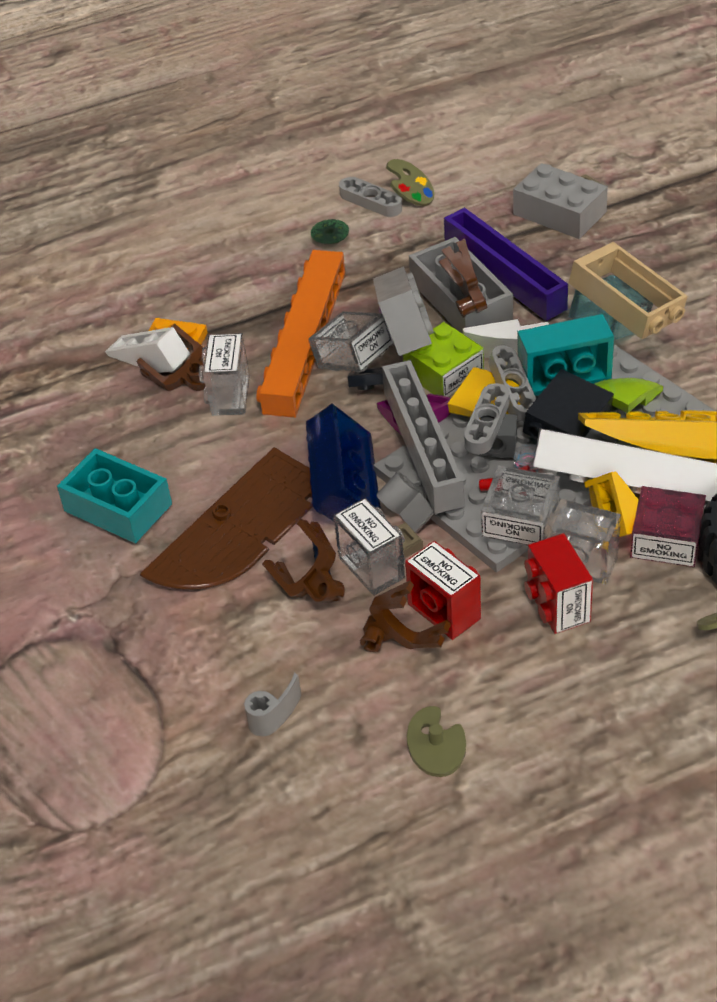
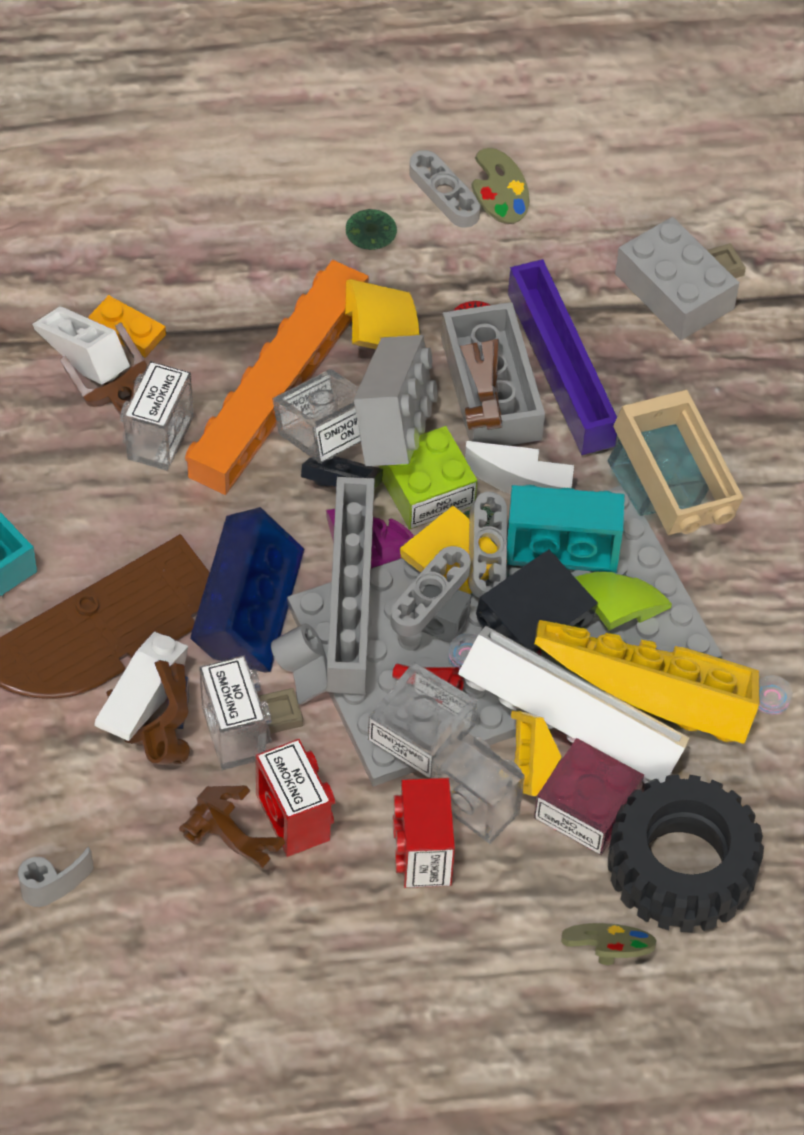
camera: 10 degrees right, 10 degrees up
(289, 550) = (140, 687): none -> white slope
(358, 273) = (379, 313): none -> yellow slope
(439, 751) = (215, 988): olive piece -> none

